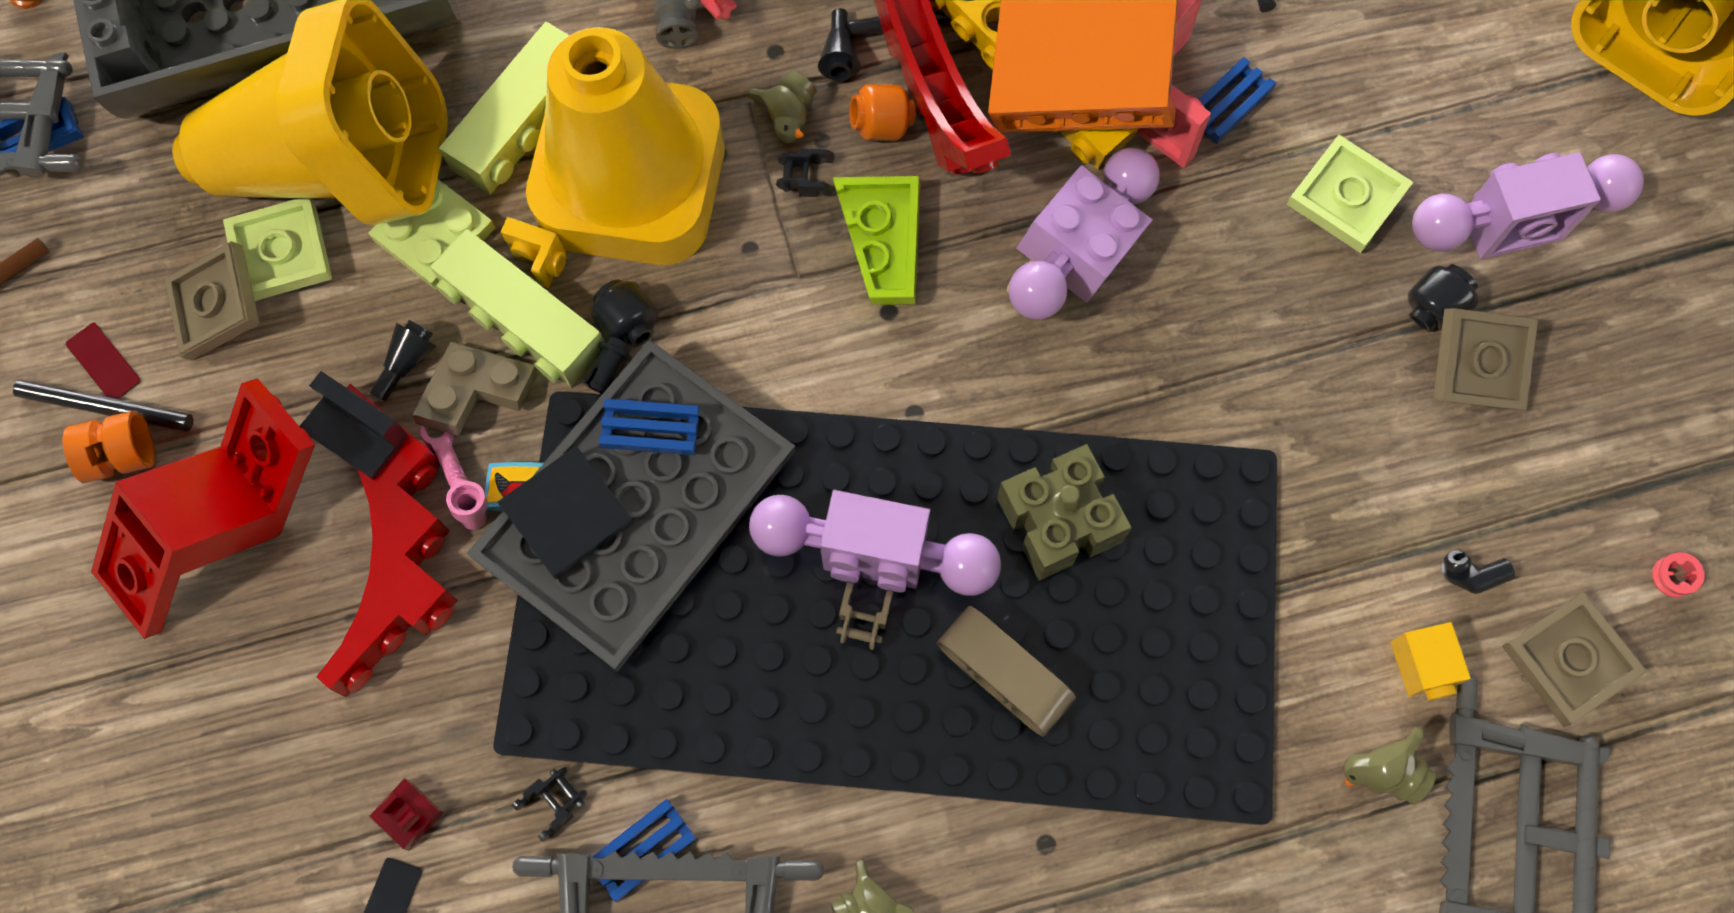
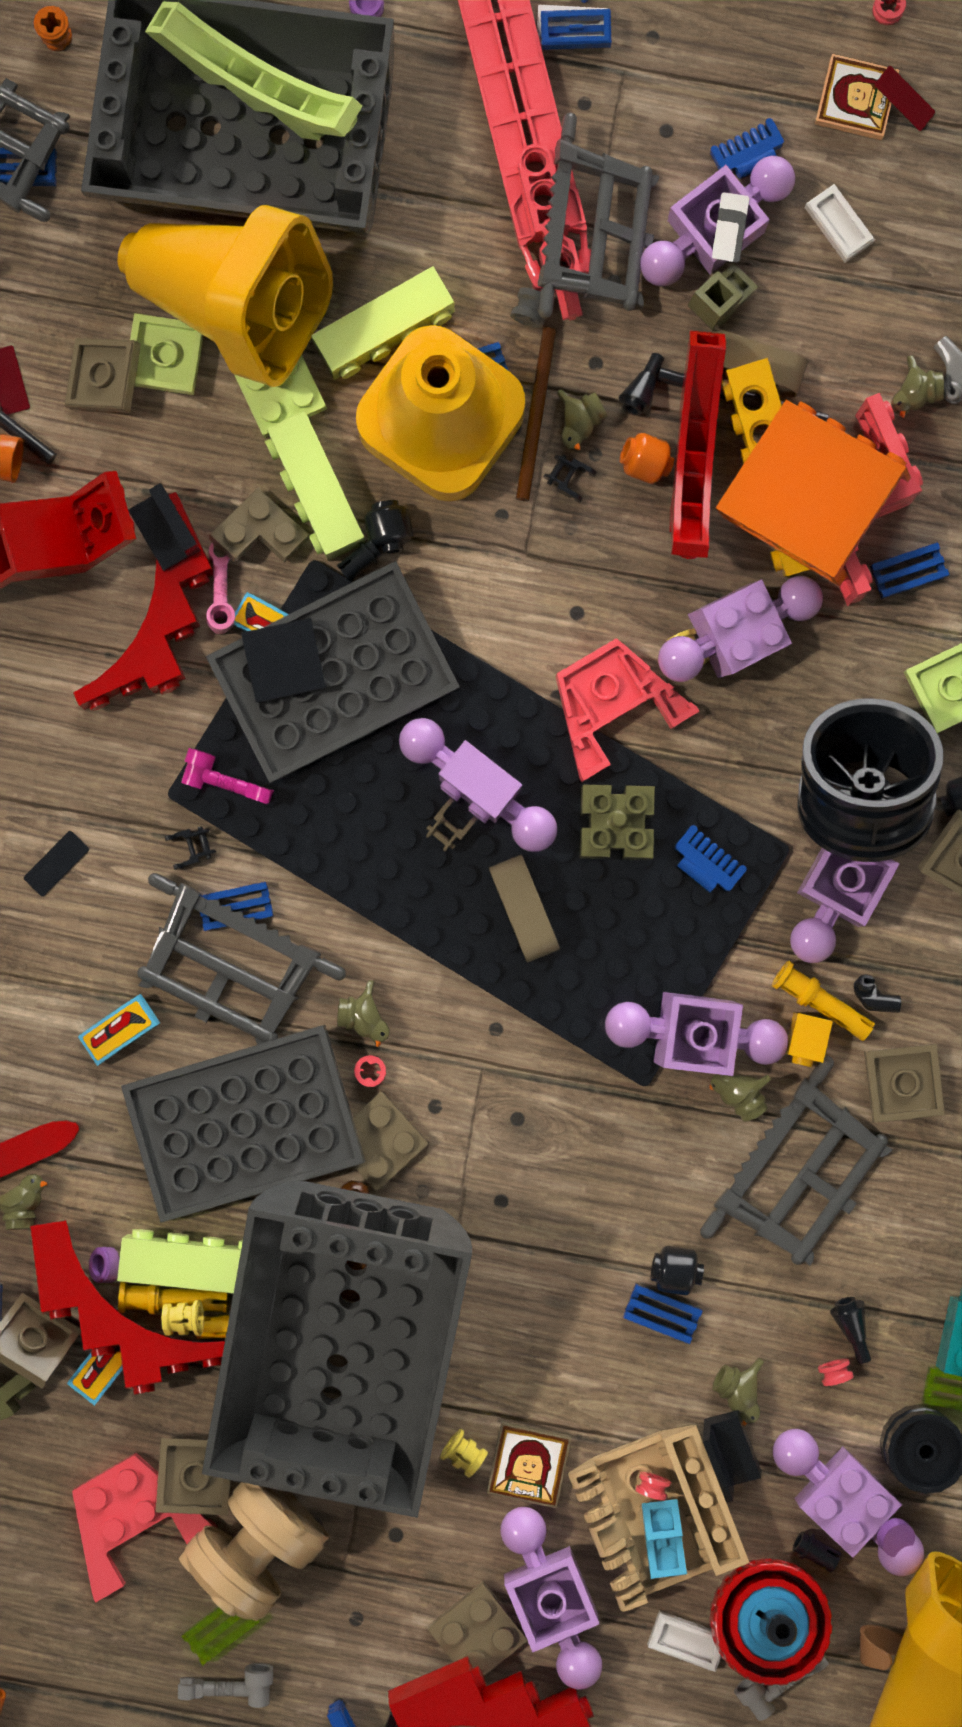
camera: 25 degrees right, 15 degrees up
(405, 351) = (224, 479): black cone -> none
(406, 814) = (94, 808): dark red tile -> none
(520, 697) = (200, 771): none -> dark pink brick
(537, 247) = (346, 440): yellow bracket -> none
(650, 409) = (341, 612): blue tile -> none
(736, 129) = (536, 414): none -> reddish brown piece
(884, 233) = (602, 553): lime wing -> none
(966, 373) = (606, 688): none -> coral wing
(1191, 520) = (705, 870): none -> blue piece
(1300, 719) = (697, 1033): none -> lavender brick
(1342, 358) = (869, 815): none -> black wheel
(1366, 451) = (841, 890): none -> lavender brick
(1400, 606) = (809, 992): none -> yellow pin

